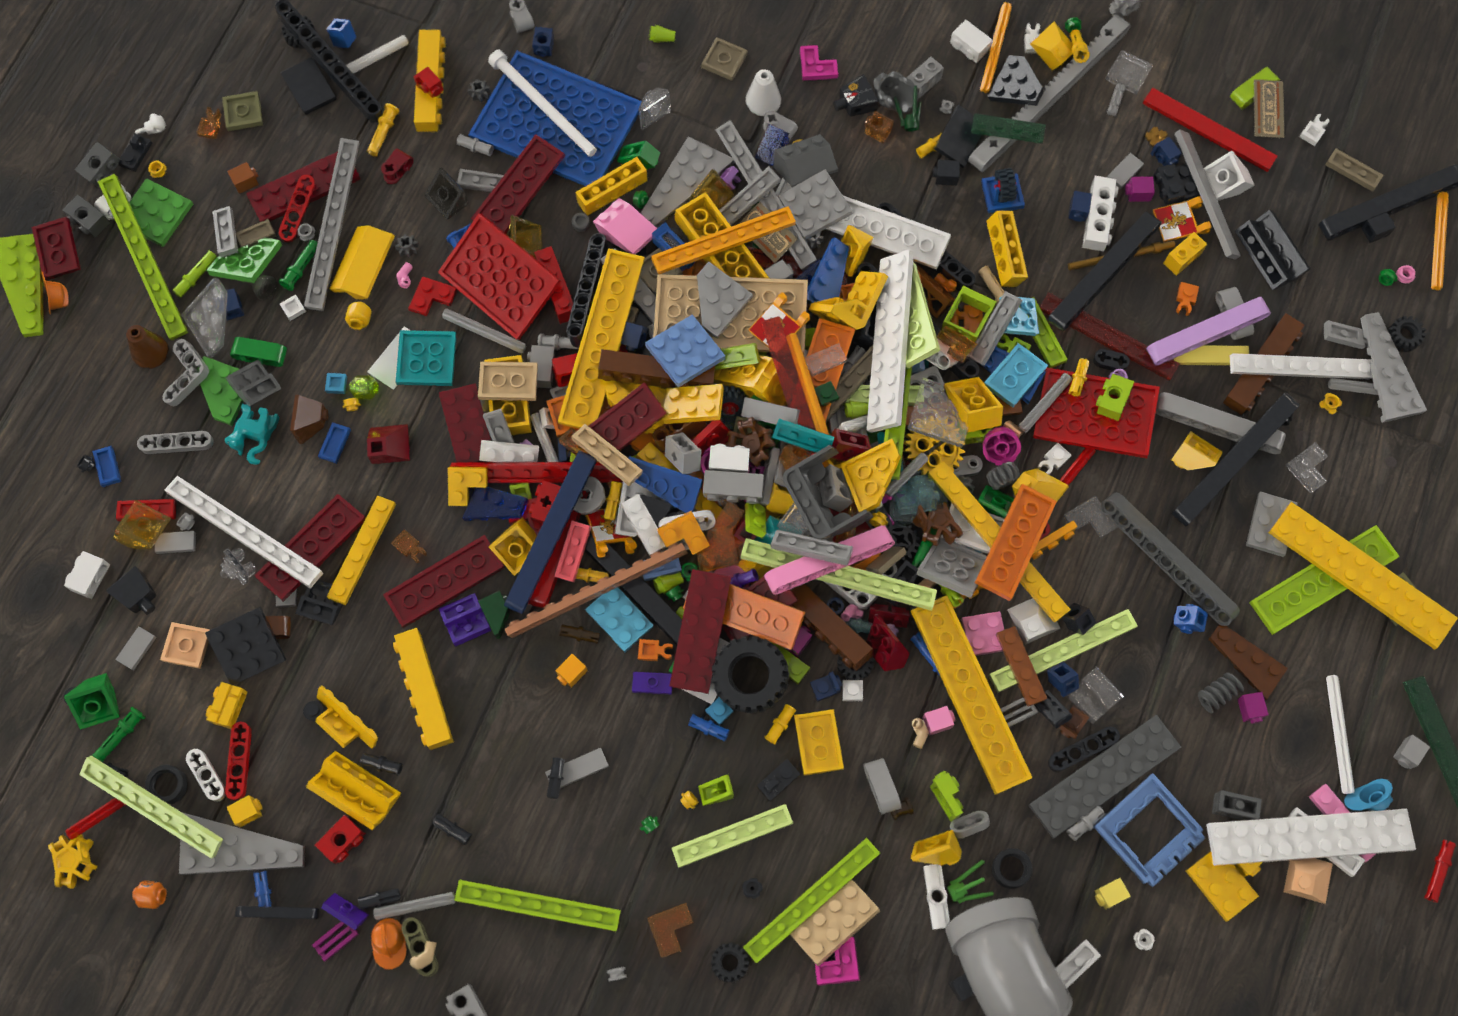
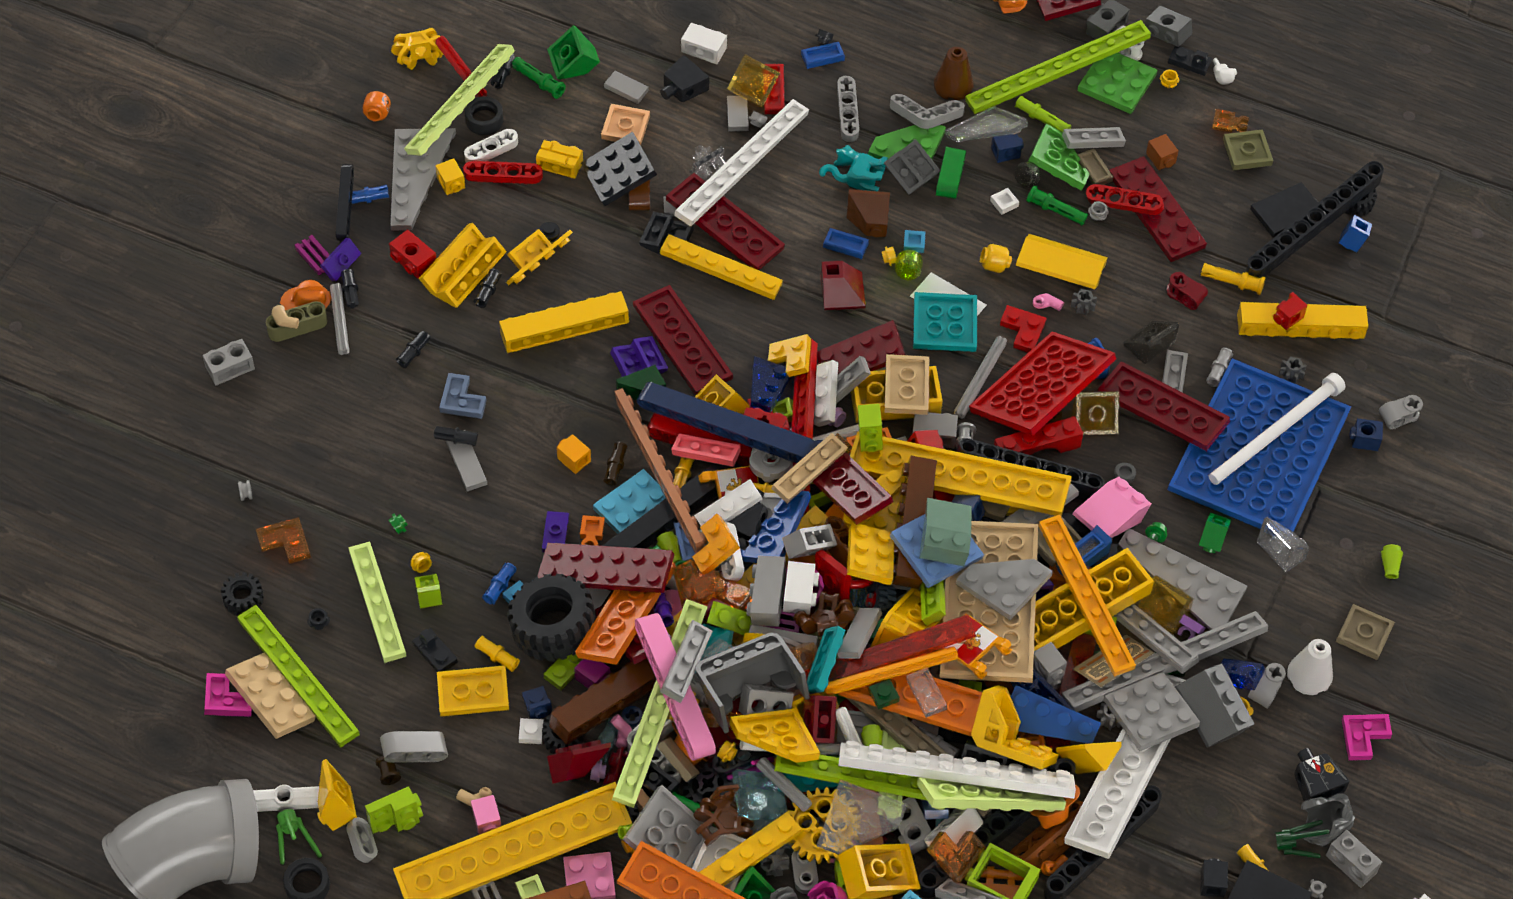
camera: 90 degrees right, 15 degrees down
(331, 225) = (1107, 230): light grey plate -> none
(377, 54) = (1334, 272): white axle -> none
(408, 545) = (724, 306): clear orange plate -> none
(511, 783) = (457, 401): none -> sand blue plate
(538, 905) = (324, 423): lime plate -> none
(566, 404) = (870, 427): none -> lime brick
(611, 186) = (1169, 499): yellow brick -> none
(678, 337) = (946, 532): none -> sand green slope
(878, 133) = (1273, 808): clear orange brick -> none

